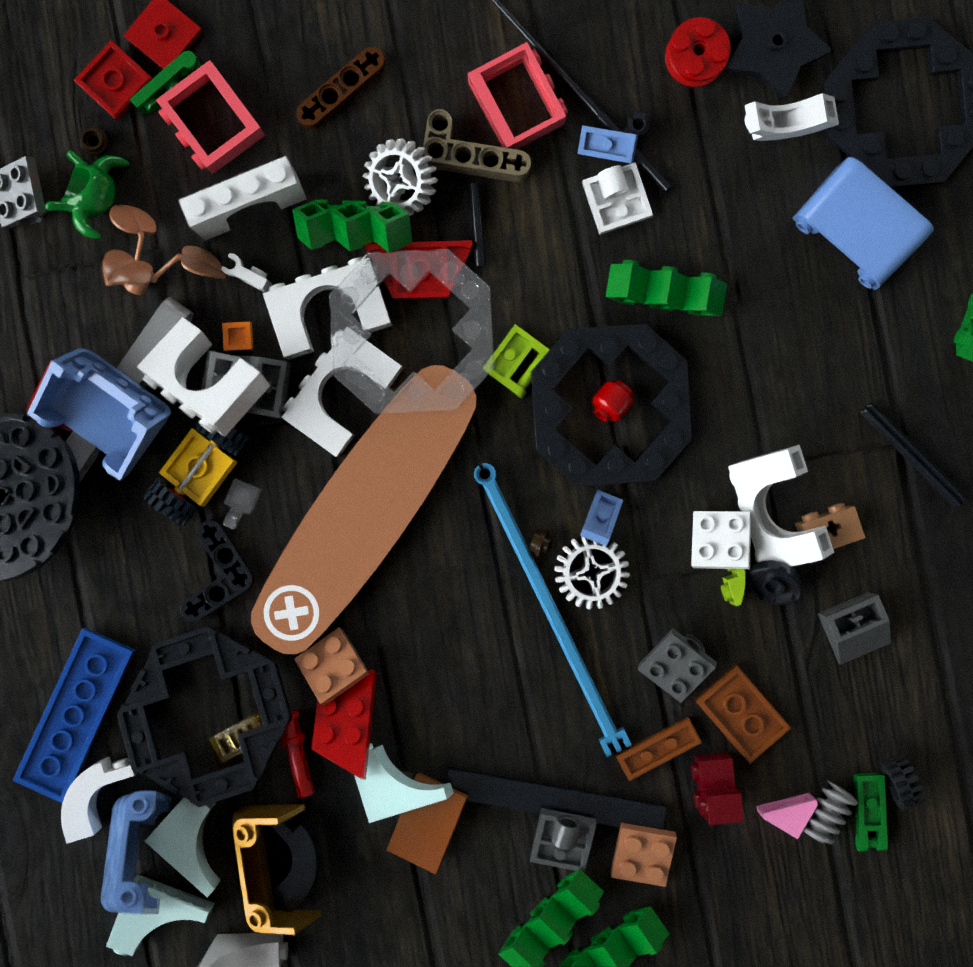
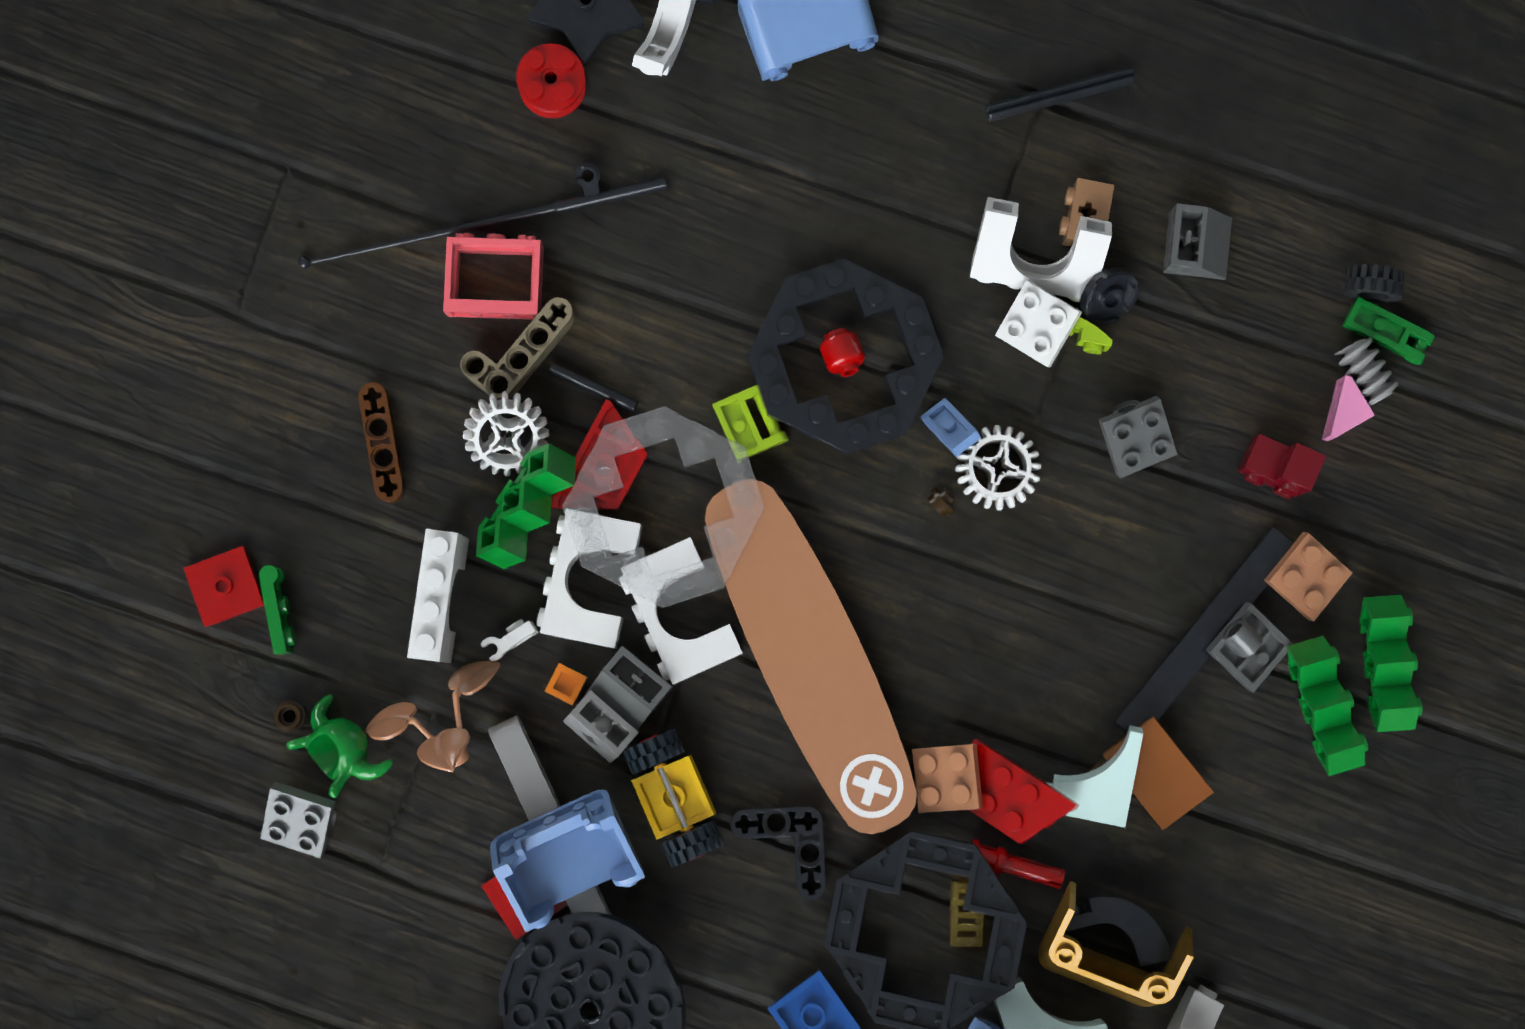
camera: 60 degrees left, 5 degrees down
(113, 80) = (242, 661): red plate -> none
(217, 406) = (628, 739): white arch -> none
(231, 148) = (338, 621): coral window -> none
(241, 499) = (728, 774): clear plate -> none
(552, 613) = (1017, 530): dark azure hinge -> none
(607, 144) = (589, 216): medium blue plate -> none
(617, 198) = (646, 236): white plate -> none
(658, 748) = (1211, 502): dark orange tile -> none
(666, 289) = (762, 239): green brick -> none
(742, 714) = (1222, 400): dark orange tile -> none

